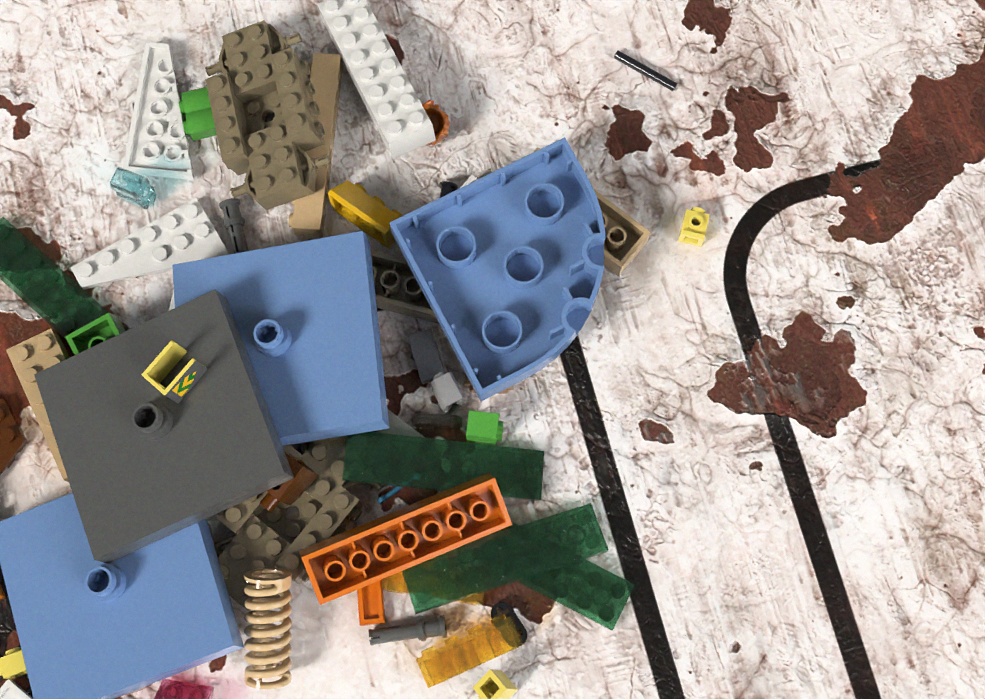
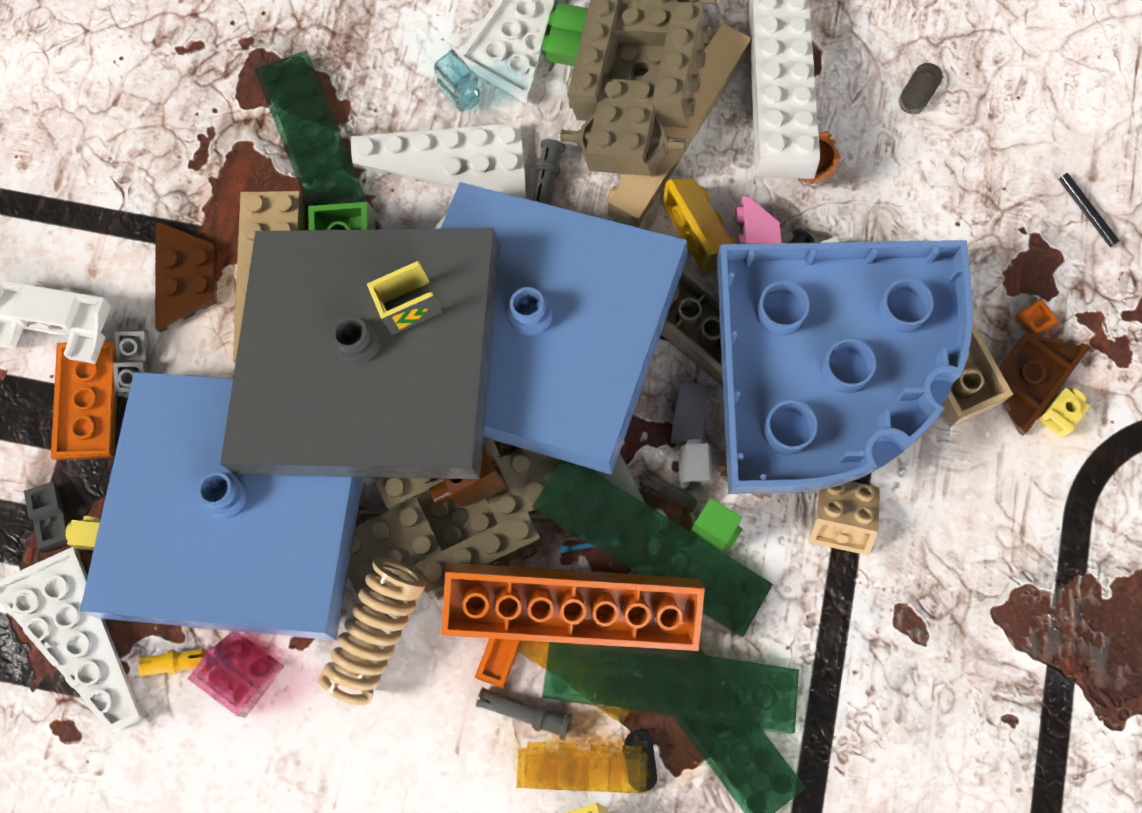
camera: 25 degrees right, 0 degrees up
(410, 193) = (756, 224): none -> bright pink slope
(483, 35) = (920, 88): none -> clear smoke tile
(574, 377) = (847, 517): none -> tan bracket
(644, 167) = (1037, 317): none -> orange tile
(661, 208) = (1035, 374): none -> reddish brown wing

